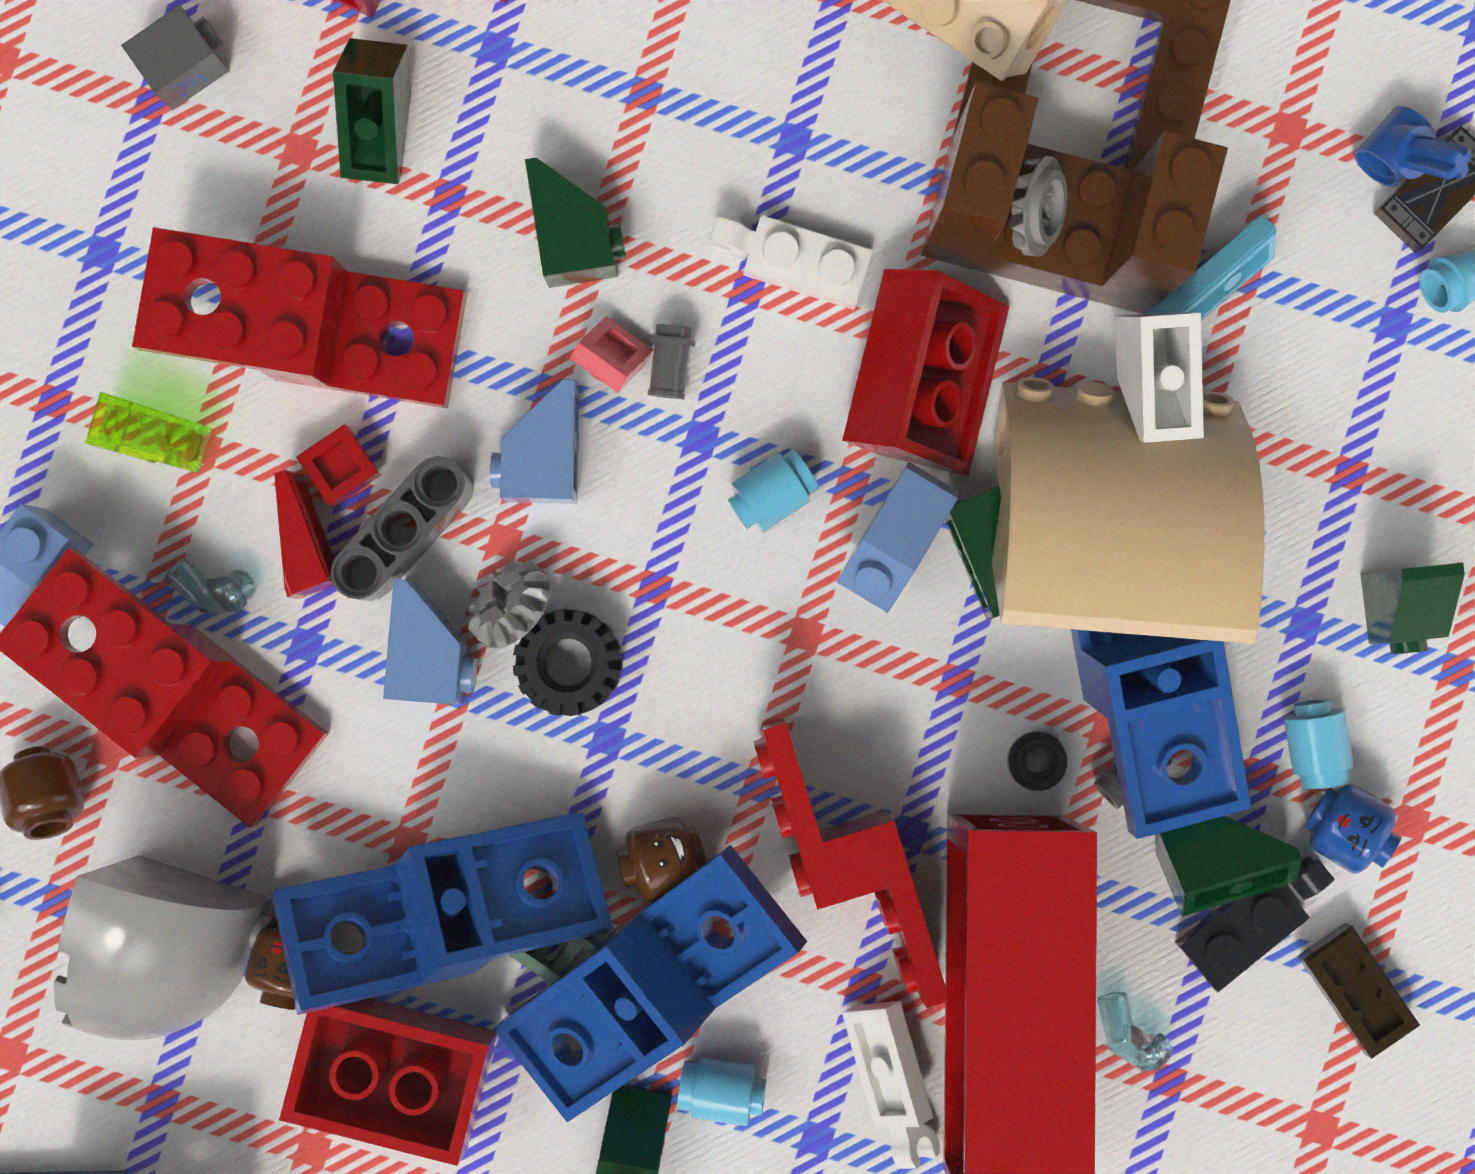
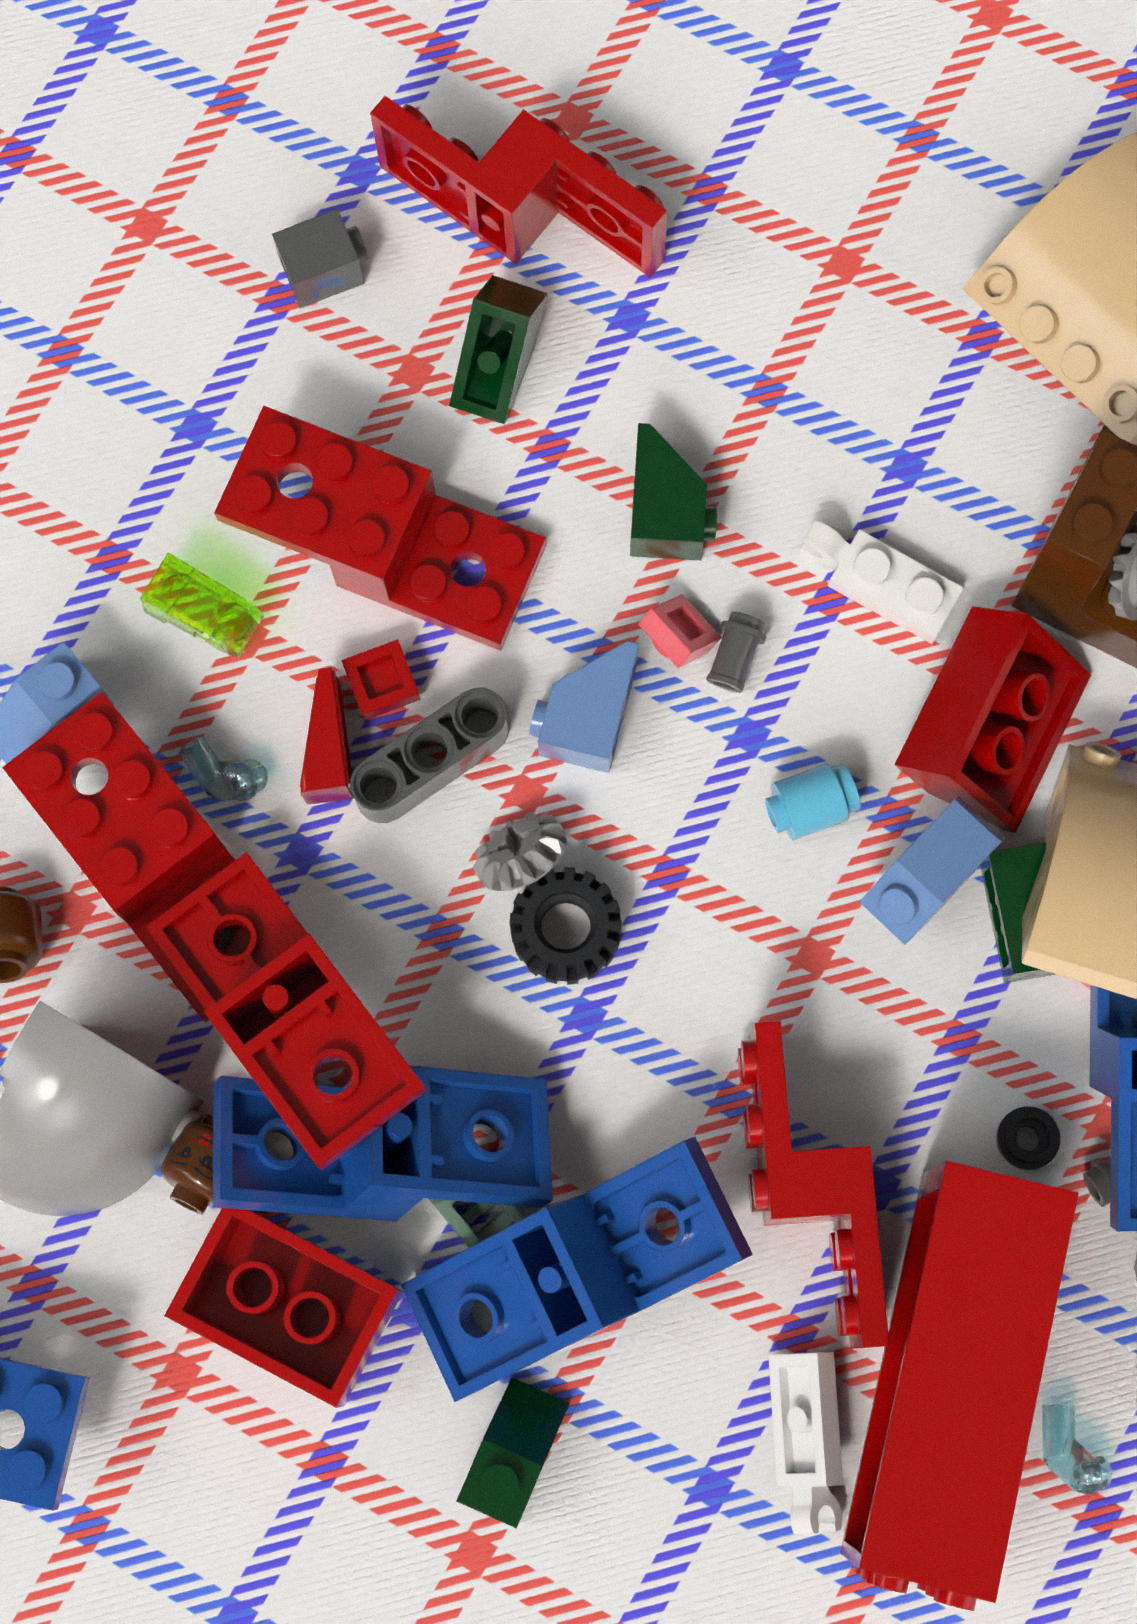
camera: 15 degrees right, 10 degrees down
(319, 817) = (285, 1011): none -> red bracket
(425, 651) = (423, 883): medium blue slope -> none
(660, 856) = (614, 1141): reddish brown head -> none
(721, 1091) = (624, 1406): medium azure brick -> none

